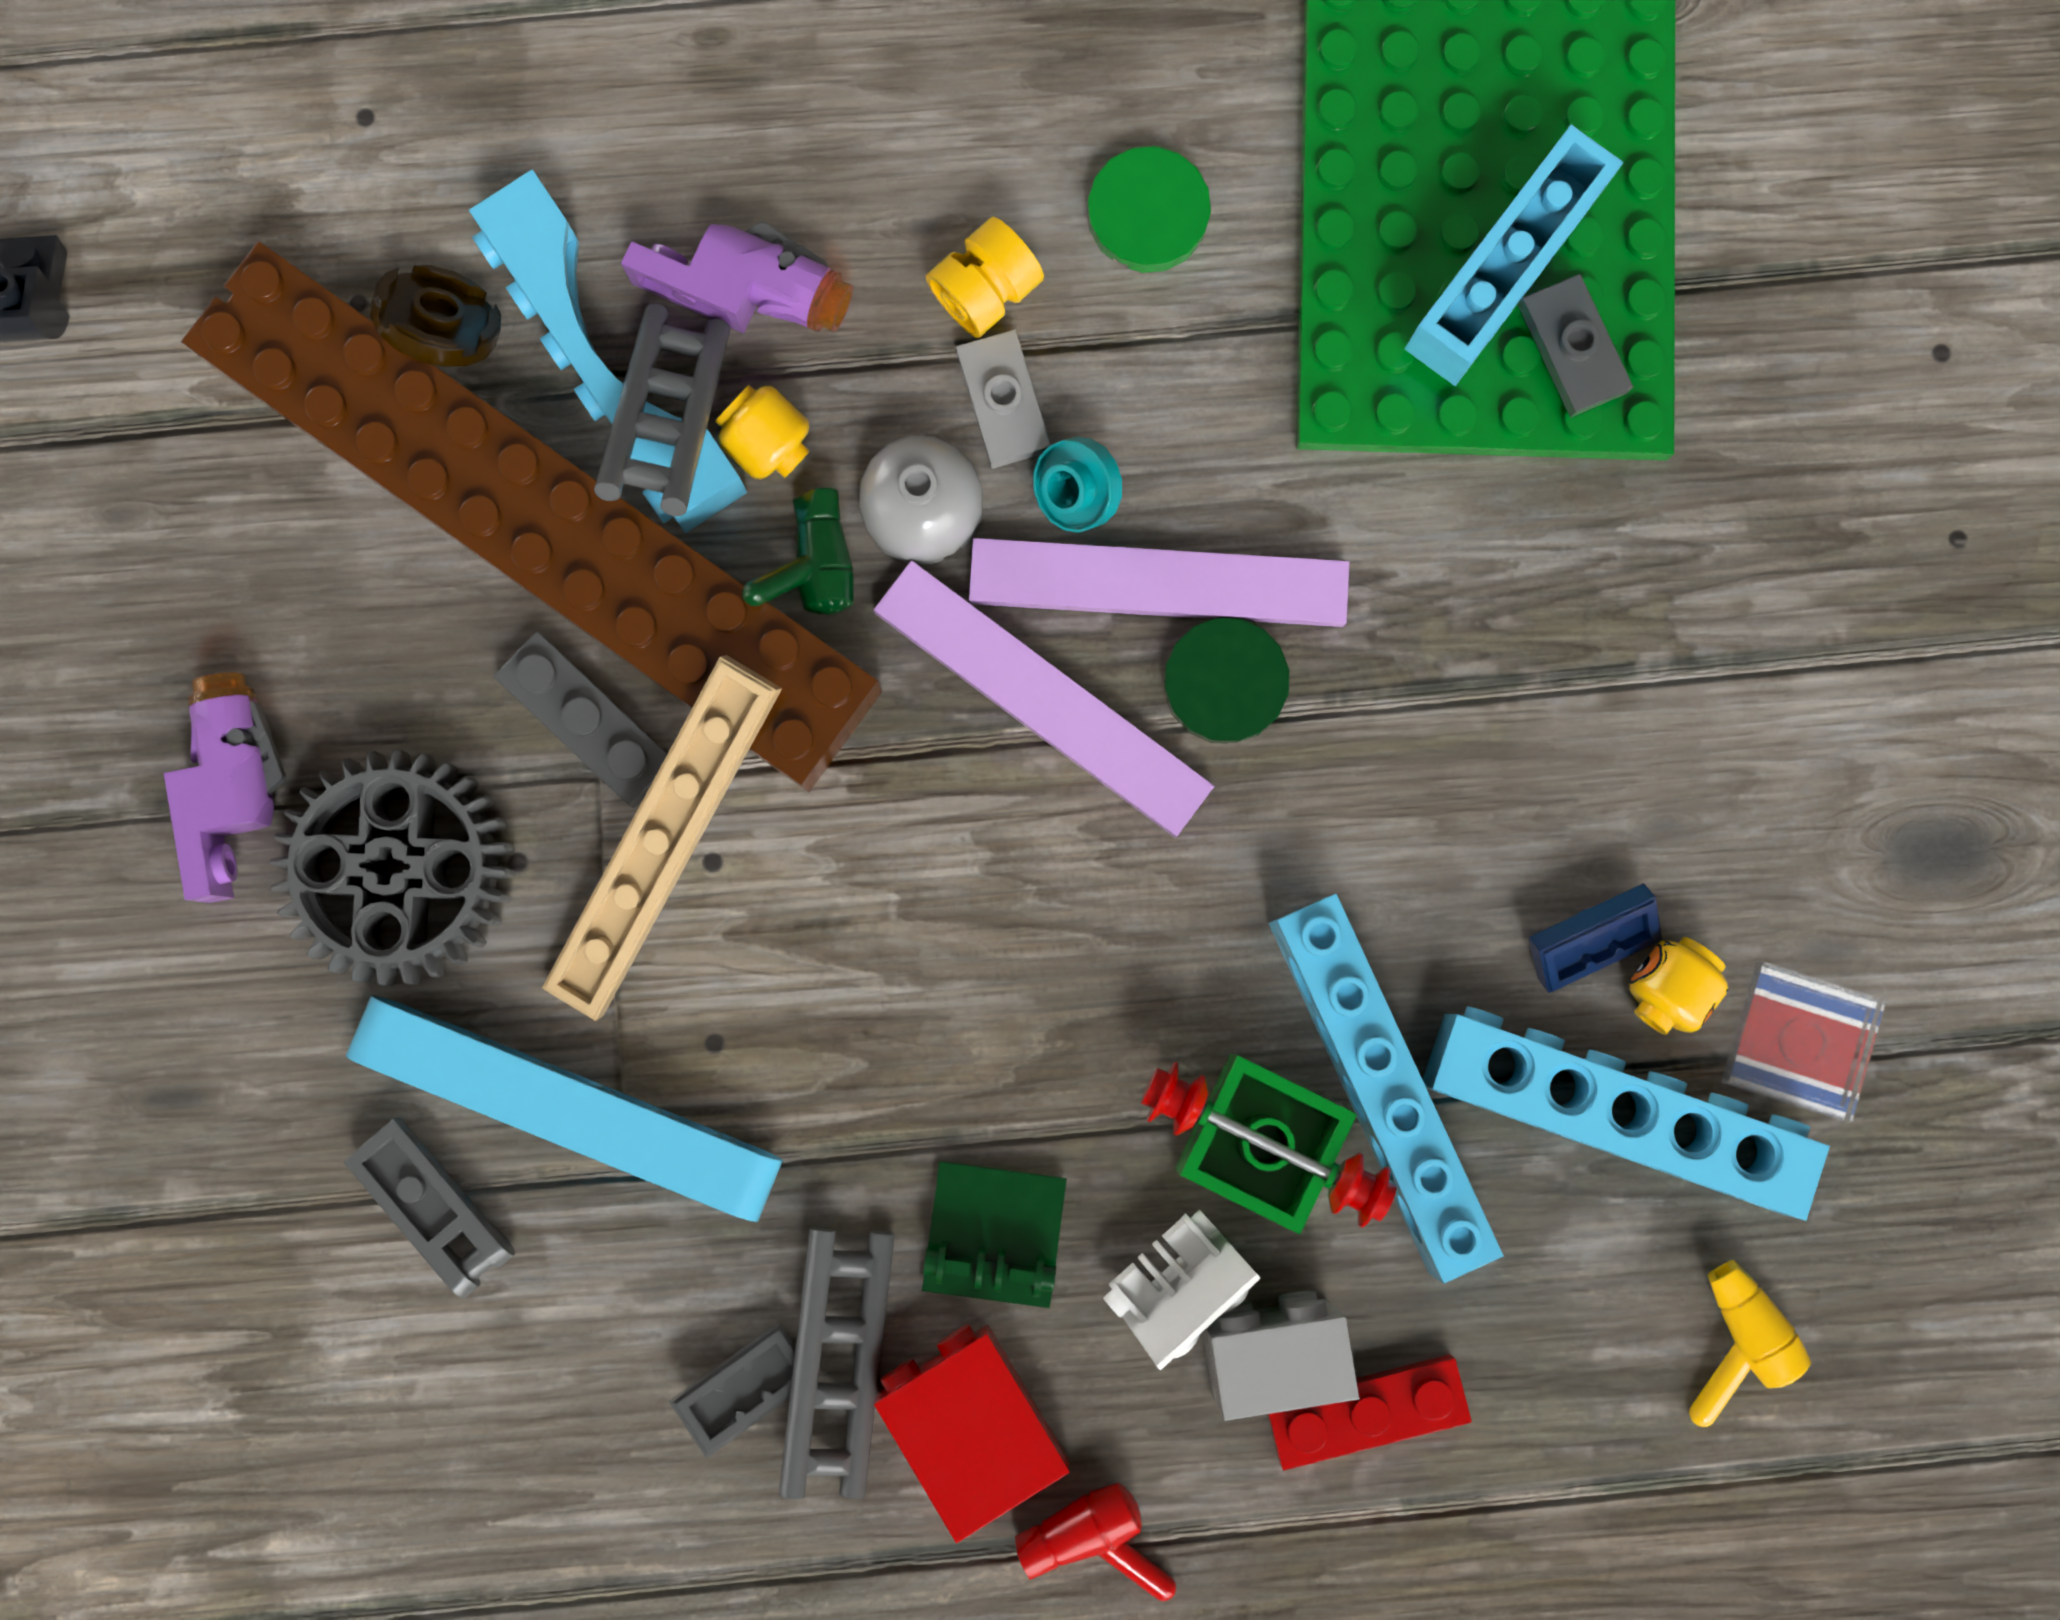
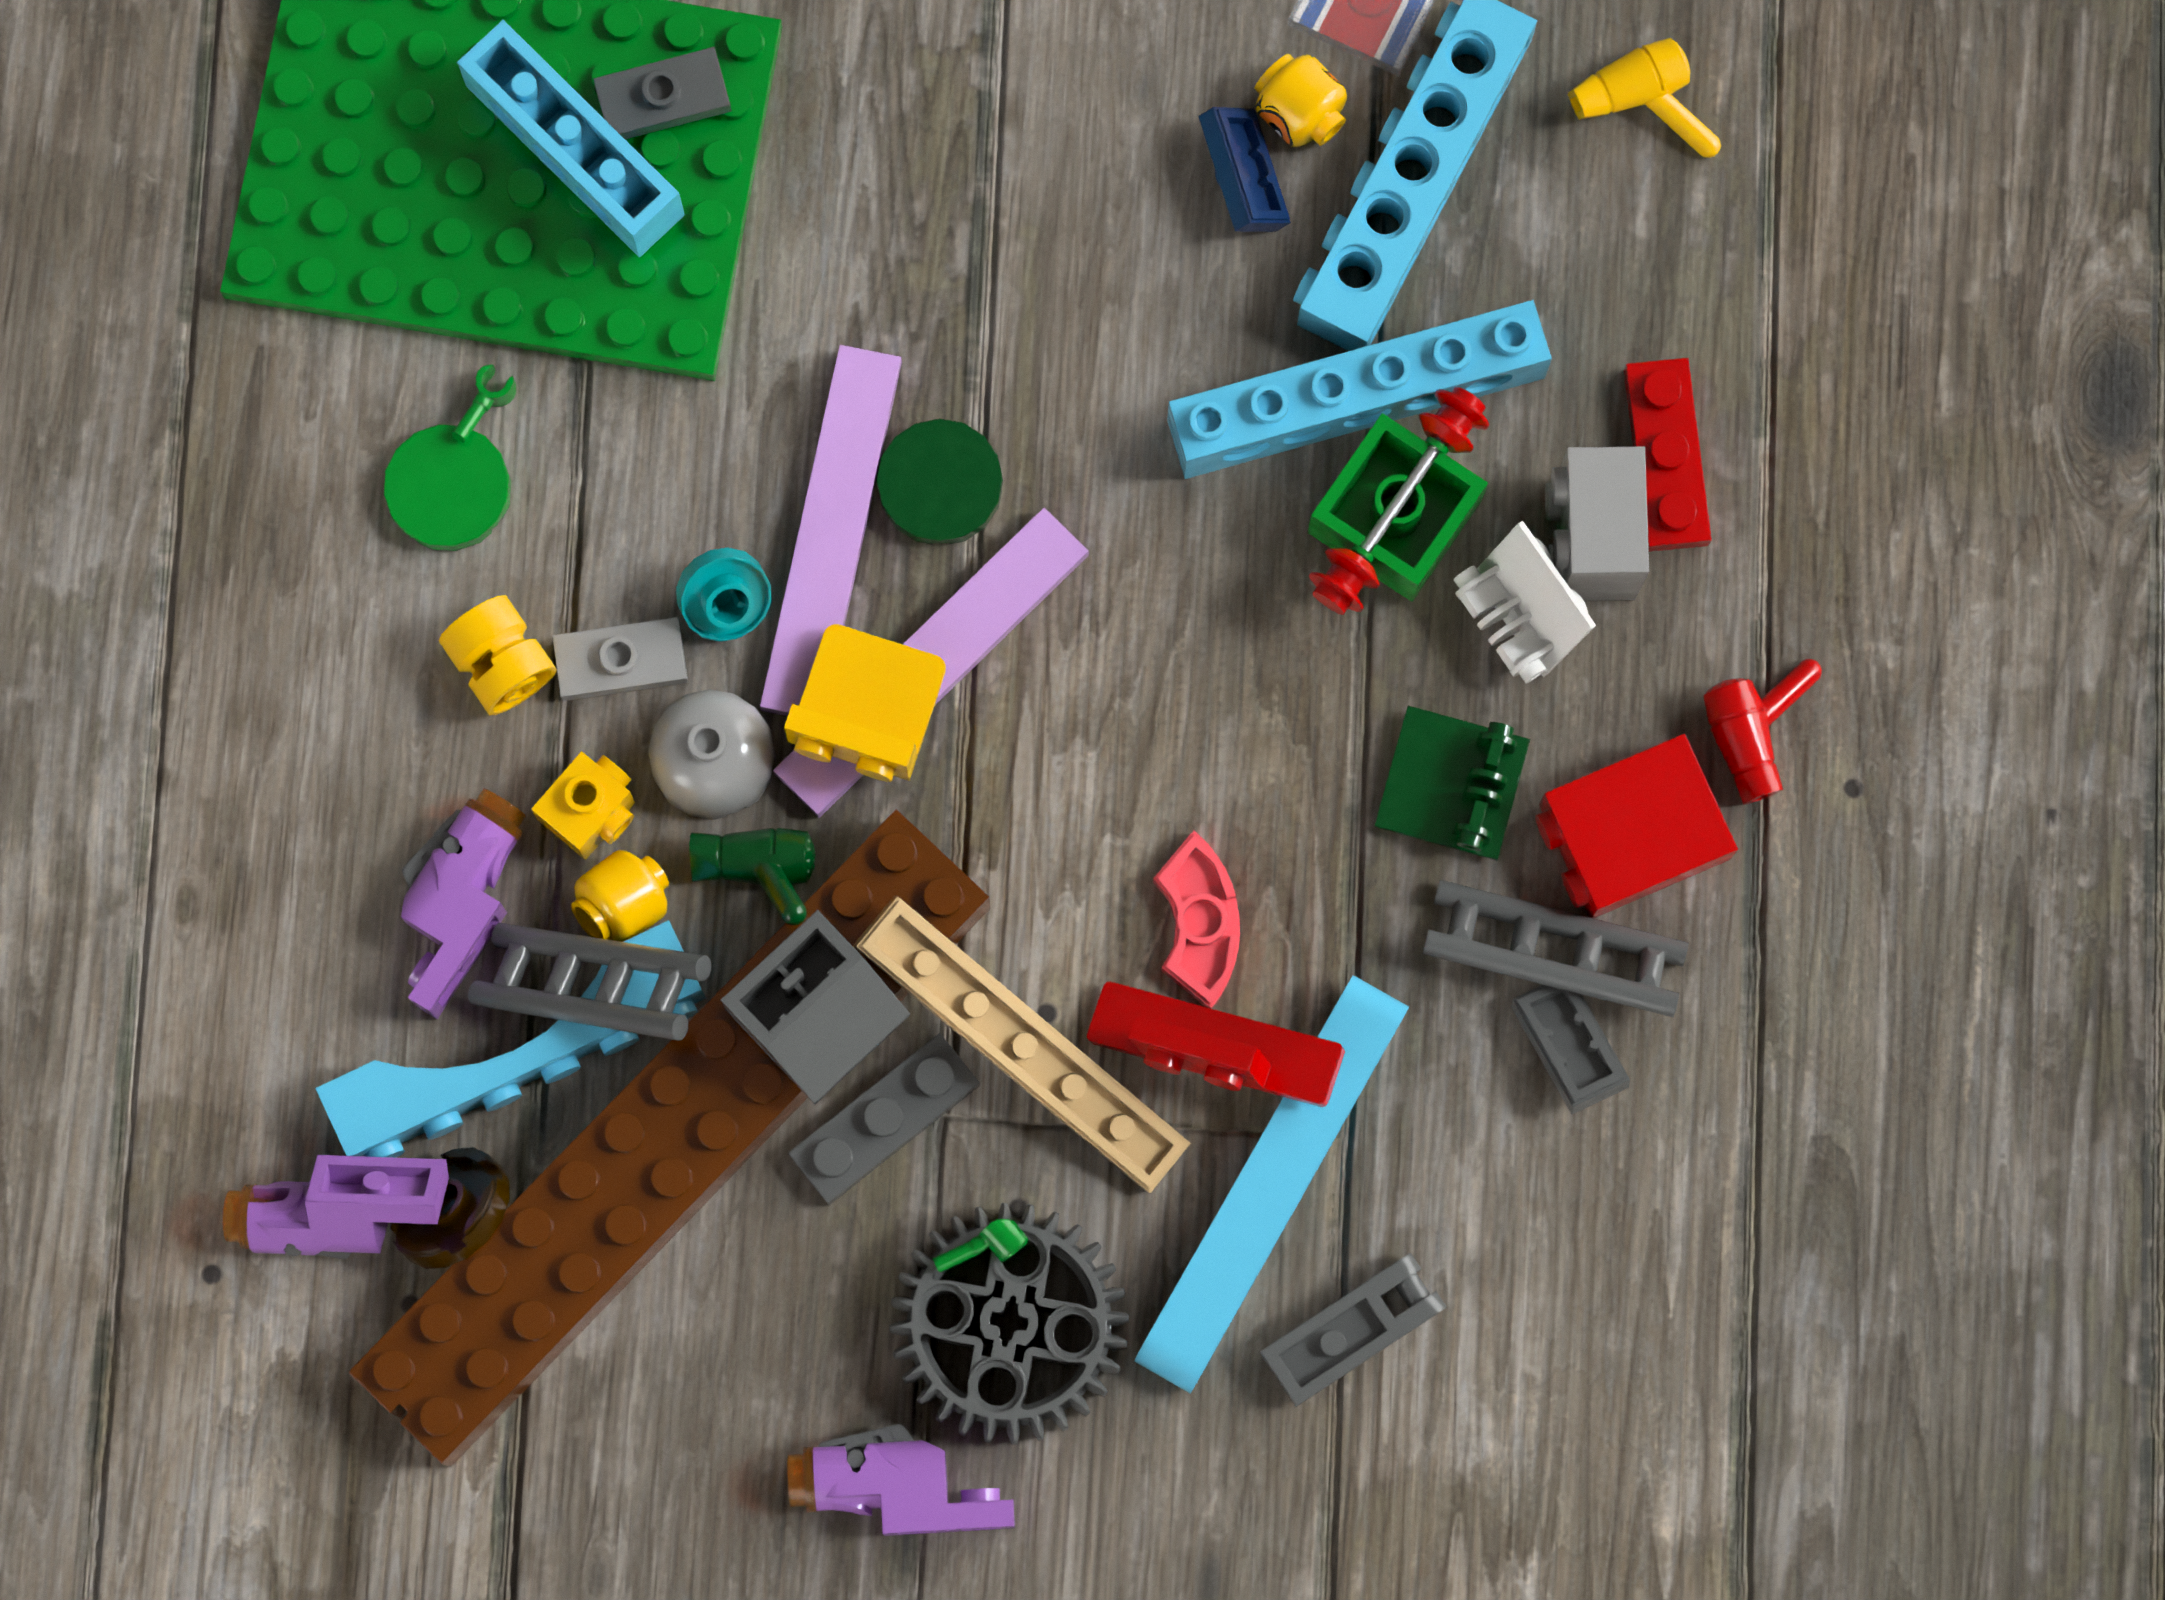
camera: 80 degrees left, 5 degrees down
(424, 209) = (339, 1209): none -> medium lavender plate
(460, 846) = (1001, 1236): none -> green hand
(650, 623) = (815, 1007): none -> dark grey slope
(684, 1032) = (1216, 1044): none -> red bracket
(821, 1004) = (1204, 918): none -> coral tile
(850, 386) = (587, 804): none -> yellow brick
(982, 637) = (866, 703): none -> yellow bracket
(1240, 228) = (483, 402): none -> green hand

